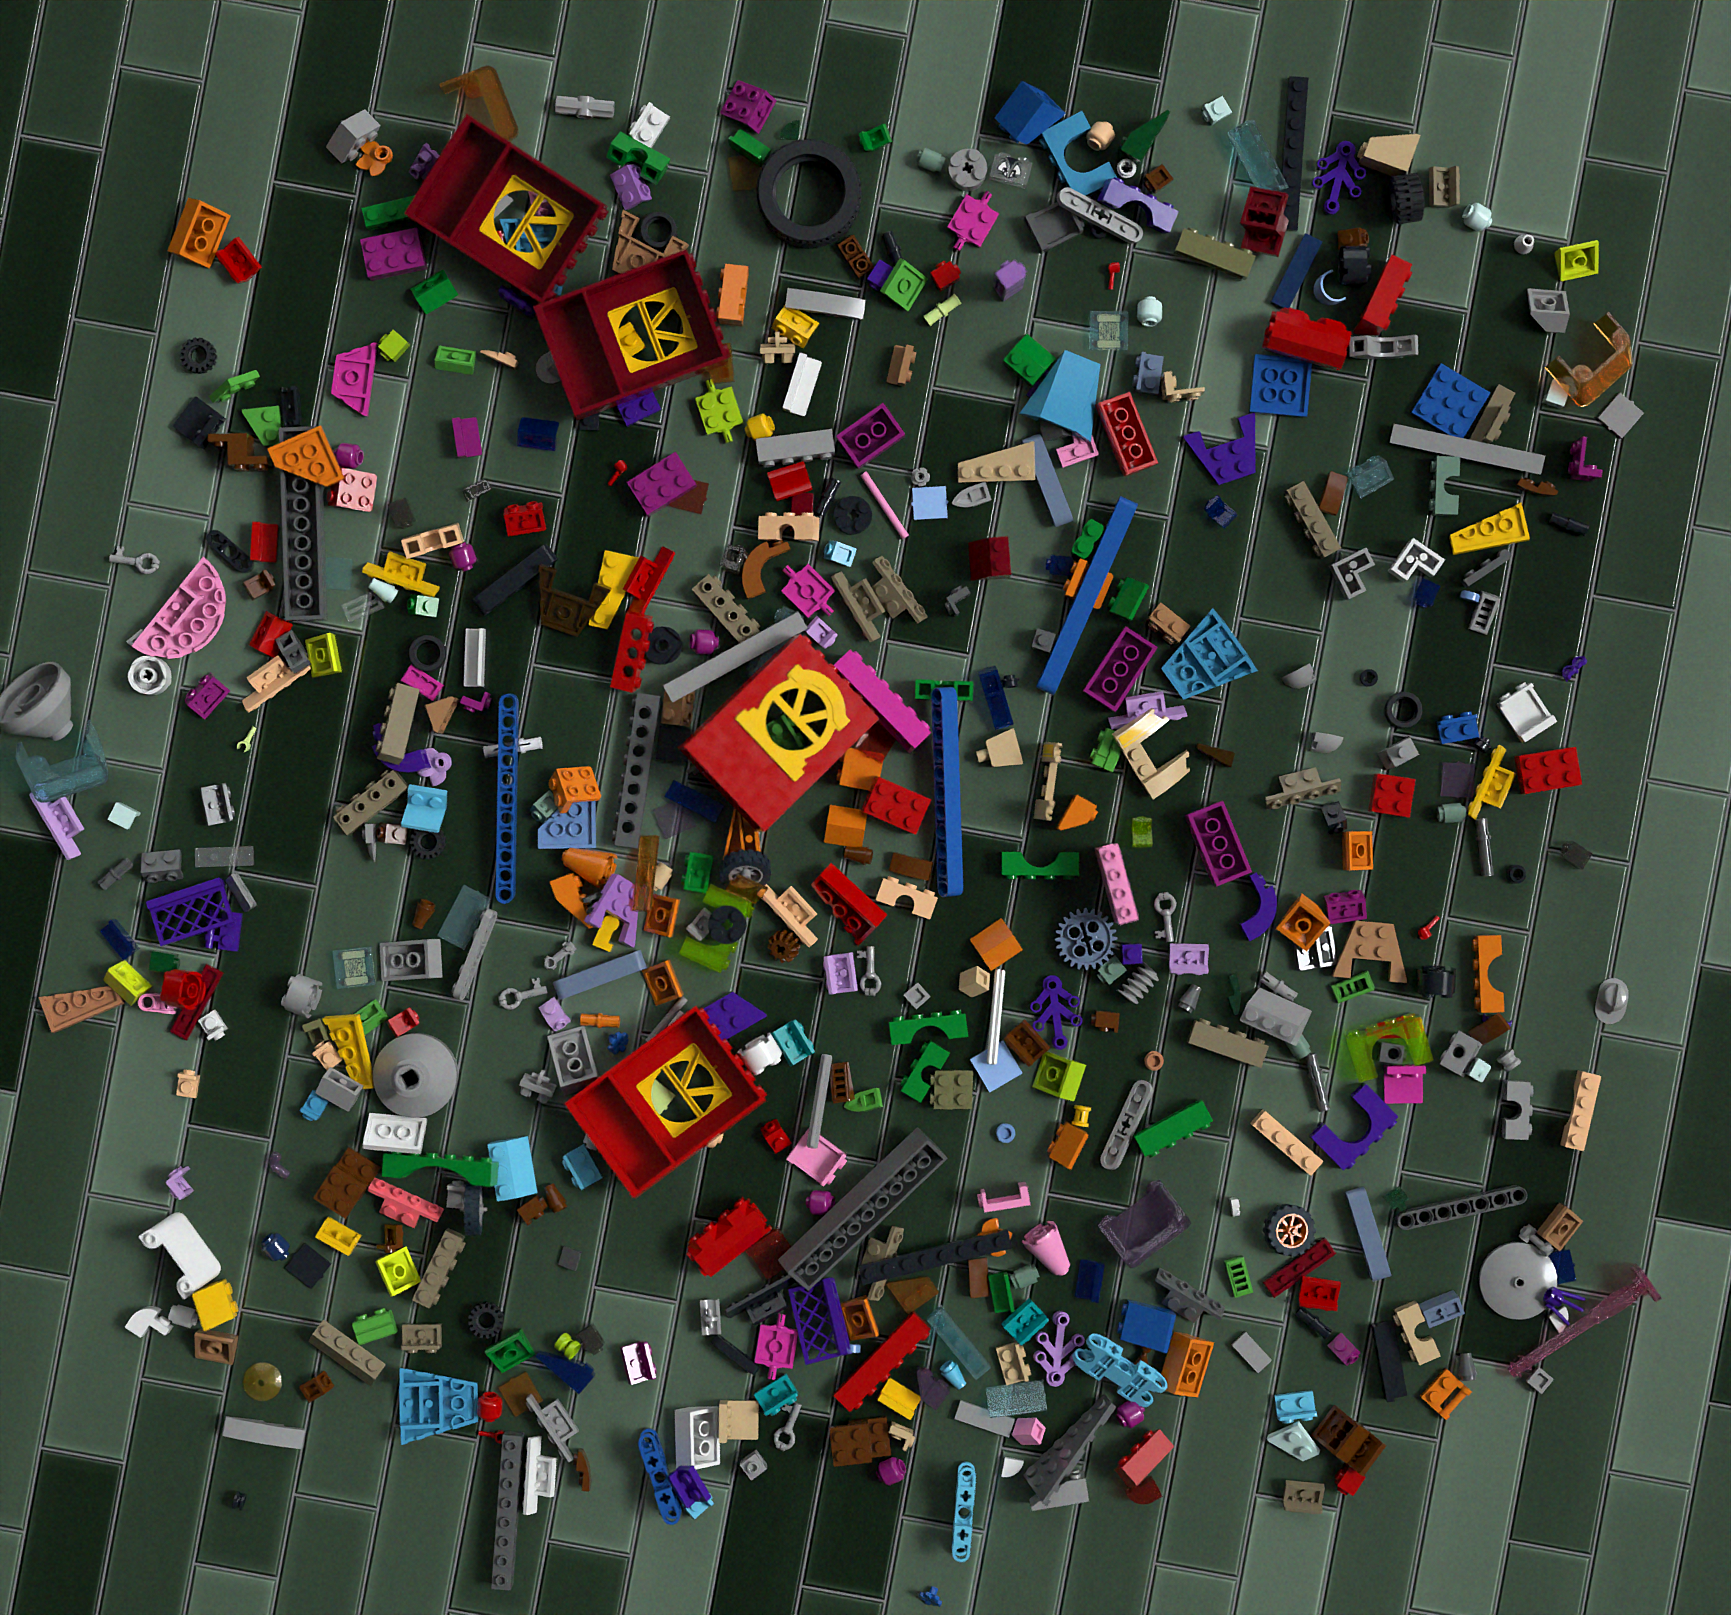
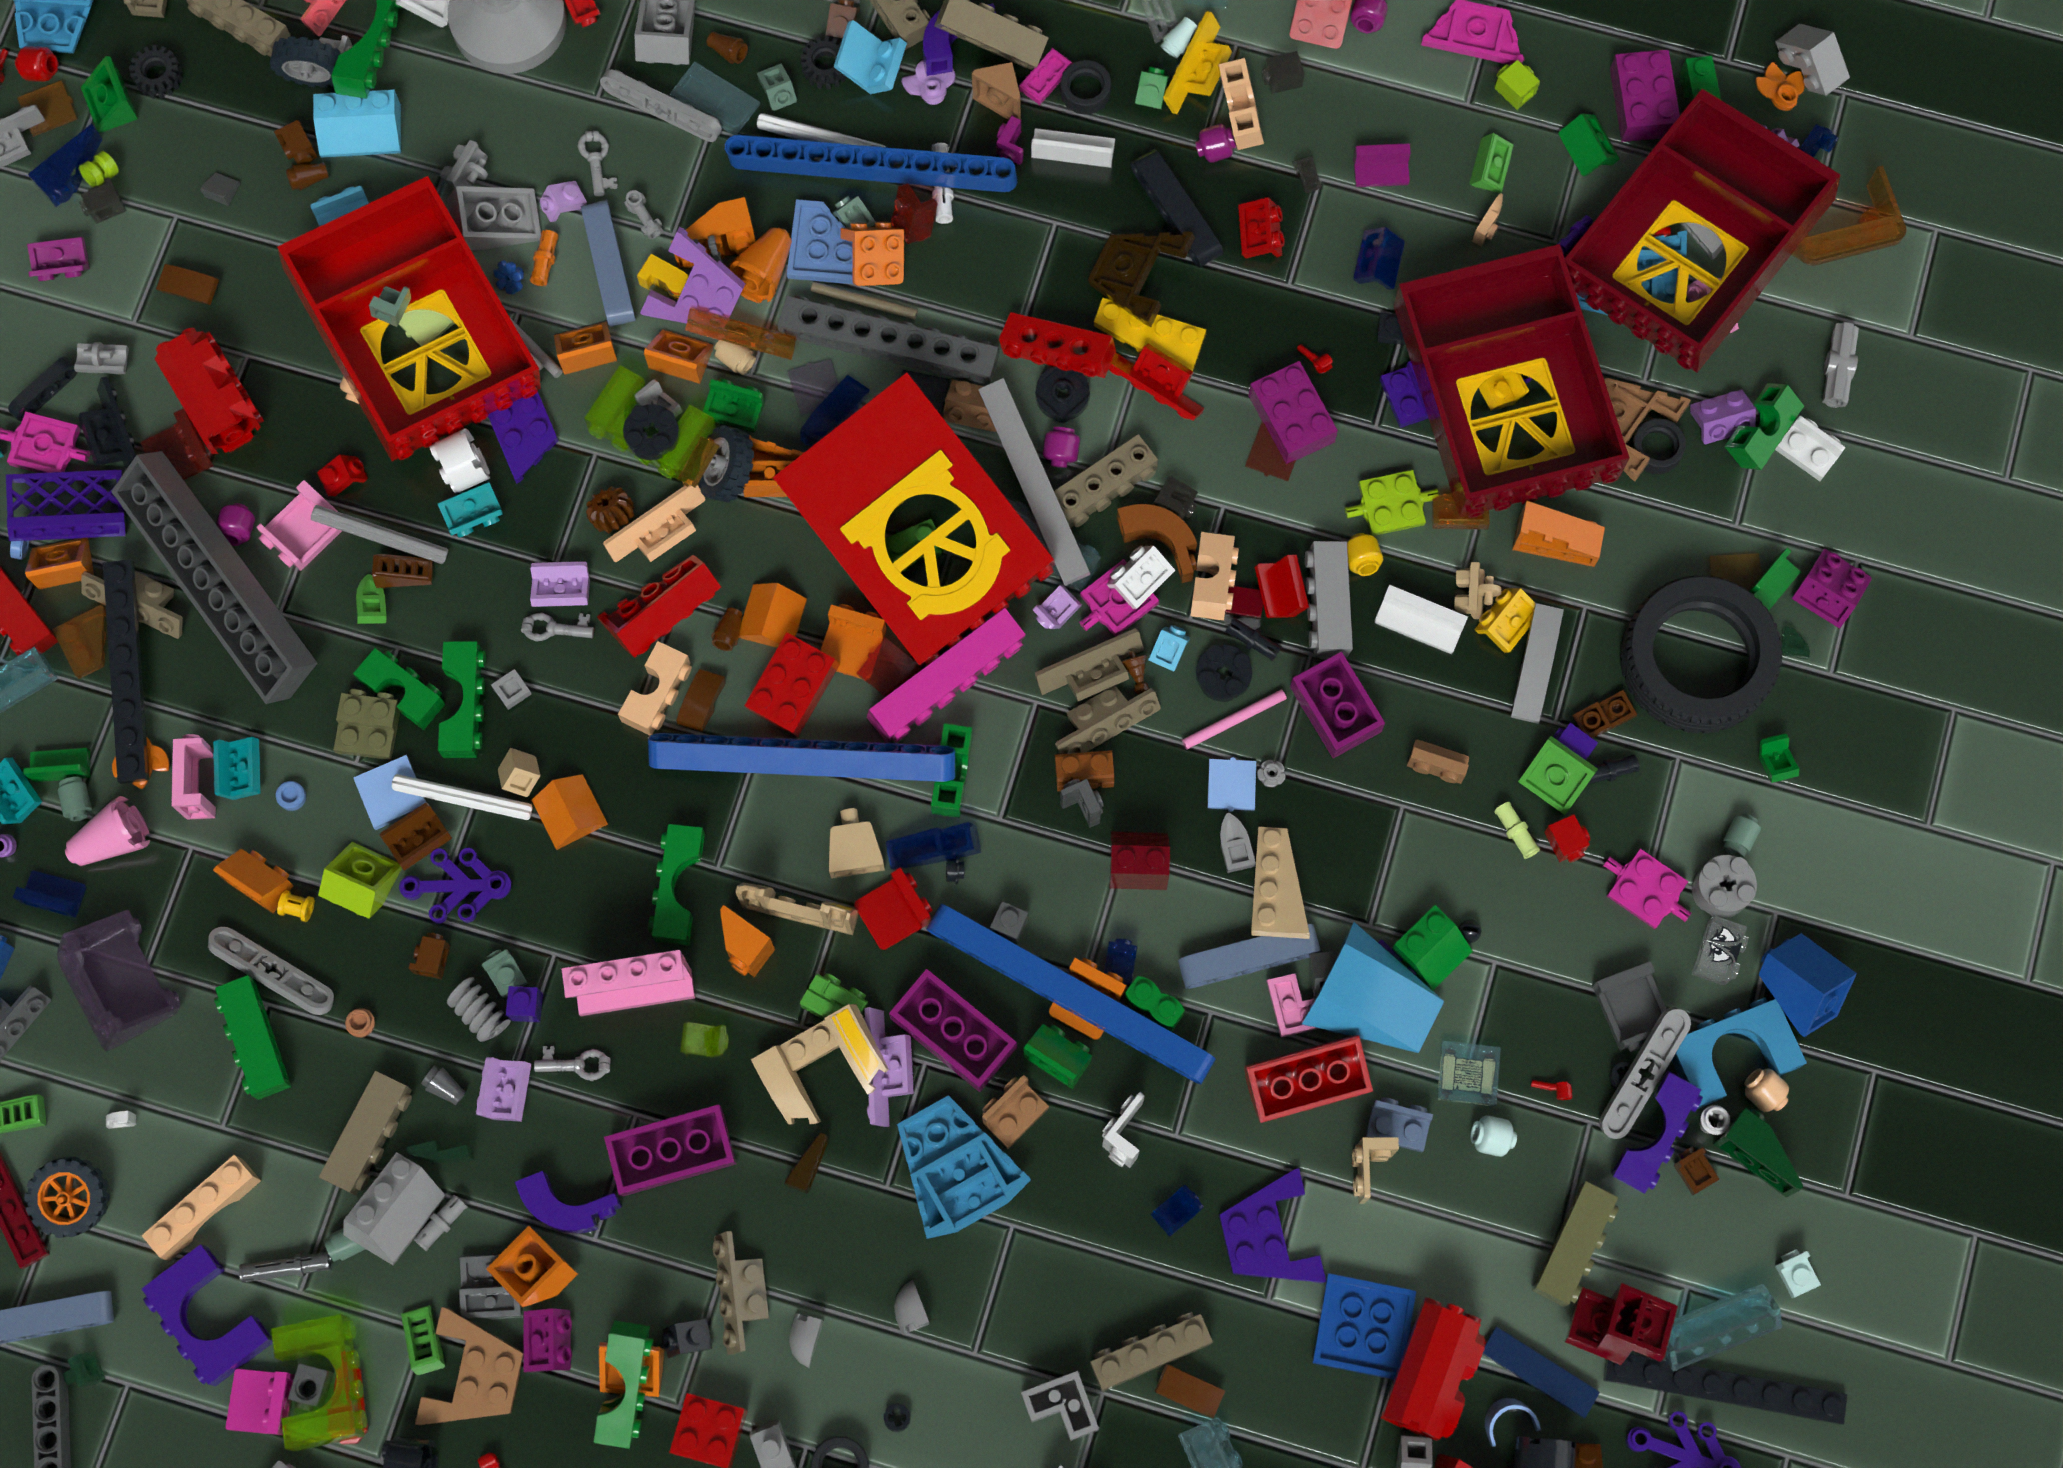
camera: 90 degrees right, 15 degrees down
(420, 135) = (1819, 138): none -> clear blue bracket
(450, 874) = (777, 87): none -> sand green bracket
(485, 838) = (807, 132): none -> white axle
(546, 765) = (912, 215): none -> clear red bracket
(607, 792) = (864, 300): none -> dark tan bar
(647, 1267) = (187, 284): none -> reddish brown slope
(665, 1112) = (390, 305): none -> sand green panel
(794, 577) = (1140, 575): none -> white bracket
(856, 575) = (1135, 667): none -> reddish brown piece
(933, 602) = (1093, 766): none -> dark orange brick
(978, 1277) = (85, 733): reddish brown slope -> none
(992, 1171) = (236, 768): none -> teal bracket
(1009, 279) = (1555, 919): medium lavender brick -> none
(1009, 336) = (1470, 936): none -> black hinge
(1042, 719) = (894, 910): none -> red bracket
(1102, 933) = (554, 914): sand blue gear -> none
(1173, 557) = (1119, 1148): none -> white bracket
(1354, 850) = (627, 1352): none -> green arch

